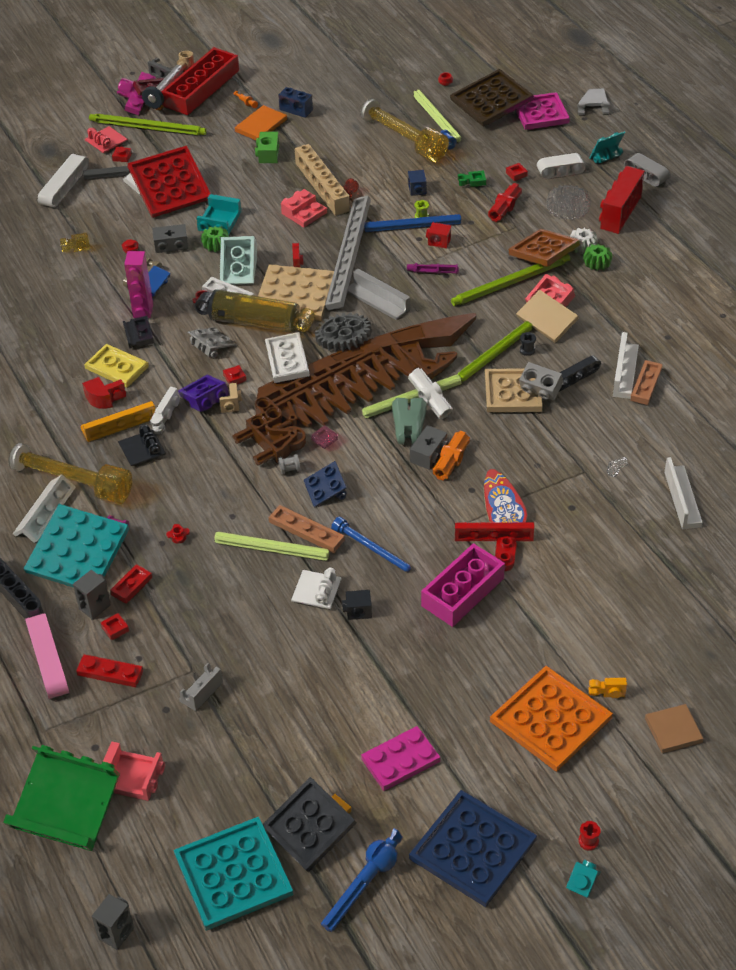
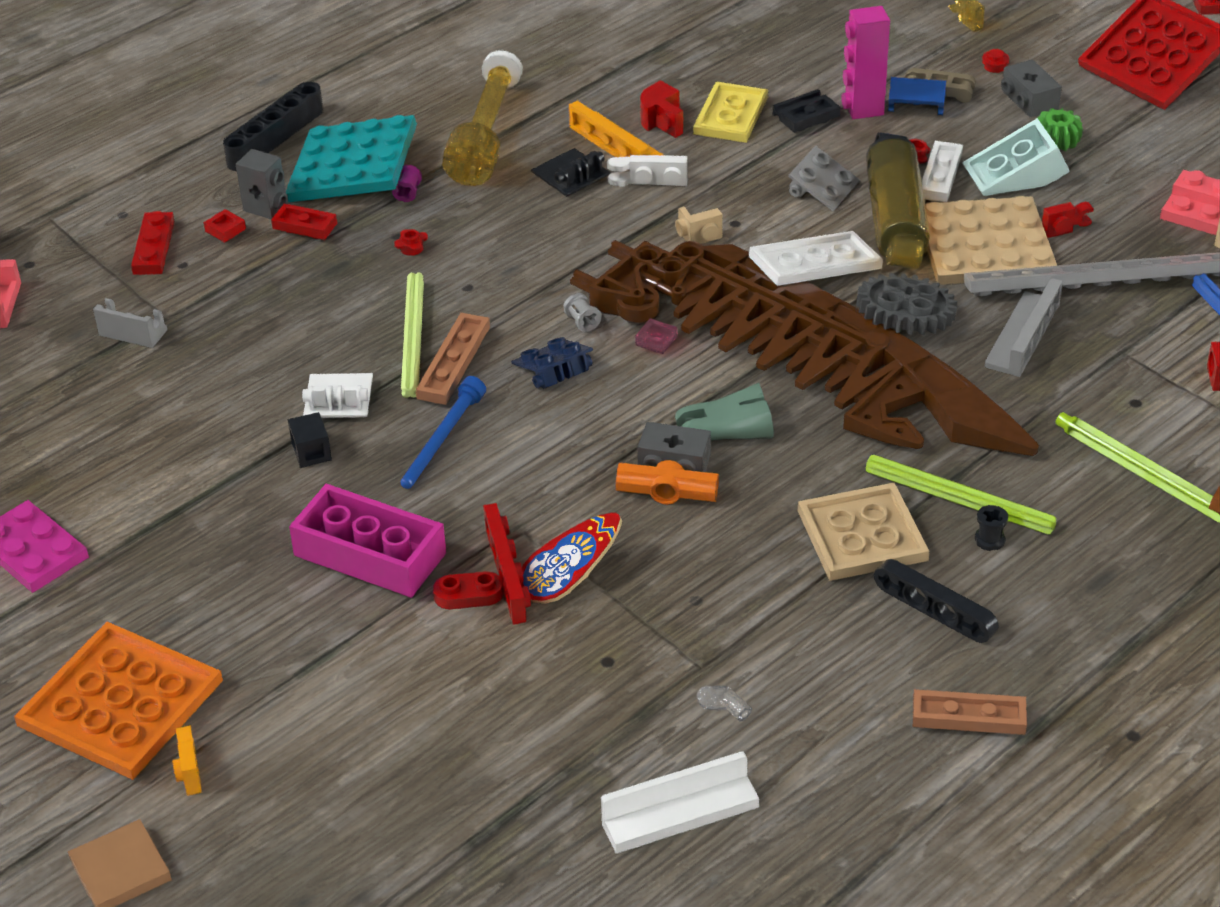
camera: 75 degrees right, 5 degrees down
(41, 512) = (429, 118): white panel -> none
(47, 656) = (163, 183): bright pink beam -> none
(204, 392) = (698, 194): dark purple plate -> none
(221, 212) = (1120, 125): teal panel -> none
(234, 375) = (759, 222): red plate -> none
(386, 405) = (801, 417): yellowish green axle -> none
(430, 393) = (795, 424): white piece -> none
(433, 268) = (1139, 381): magenta piece -> none
(542, 378) = (872, 545): light grey brick -> none
(547, 316) = (1080, 540): tan tile -> none
(555, 289) = (1143, 536): coral plate -> none
(625, 369) = (995, 676): white fence -> none

